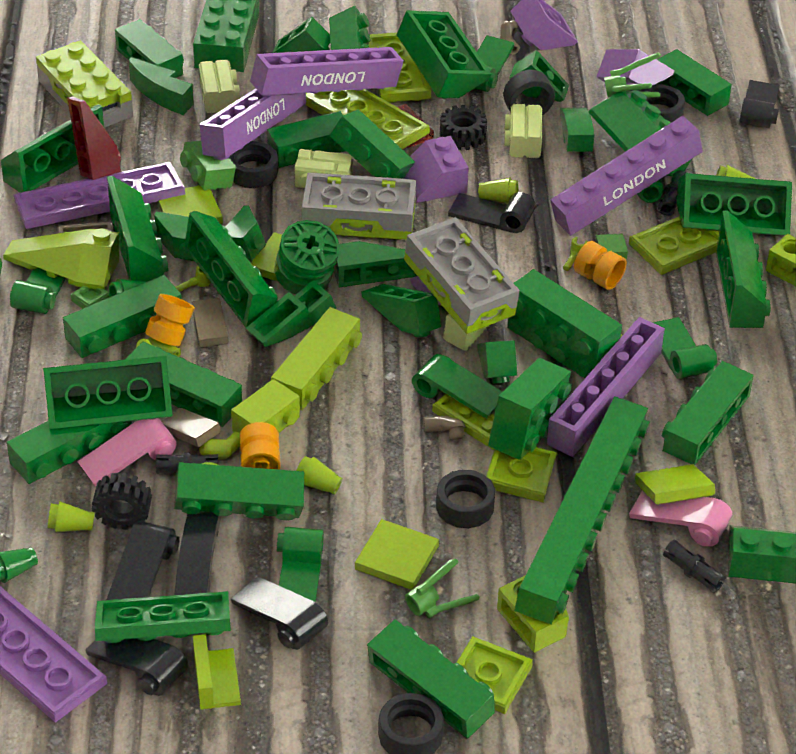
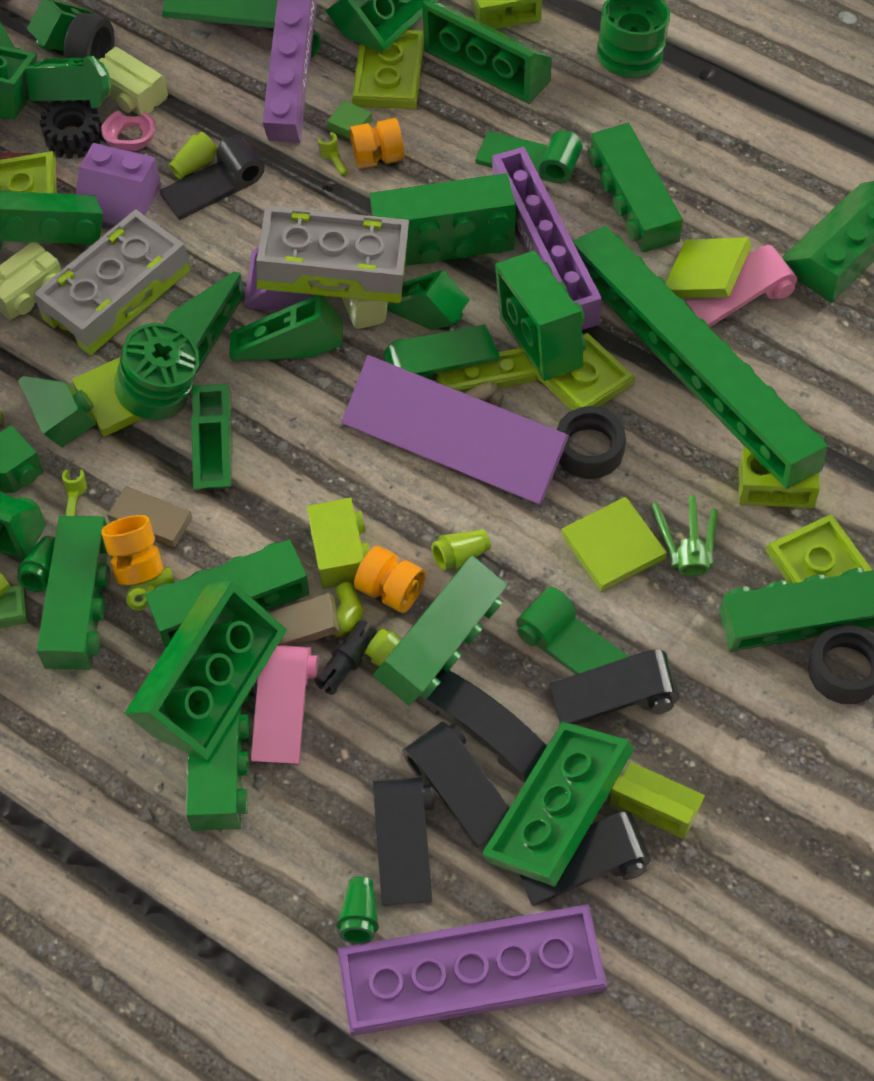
camera: 50 degrees left, 15 degrees up
(69, 518) = (334, 817): lime cone -> none
(88, 545) = (403, 839): none -> black door
(125, 489) = (366, 749): black tyre -> none
(228, 268) = (111, 451): green slope -> none
(319, 354) = (294, 447): lime brick -> none
(405, 423) = (455, 429): none -> medium lavender tile
(486, 98) = (68, 80): none -> green piece
(488, 145) = (115, 125): none -> bright pink piece
(577, 129) = (165, 40): green slope -> none
(669, 198) = (329, 35): black pin -> none
(694, 566) = (810, 318): black pin -> none

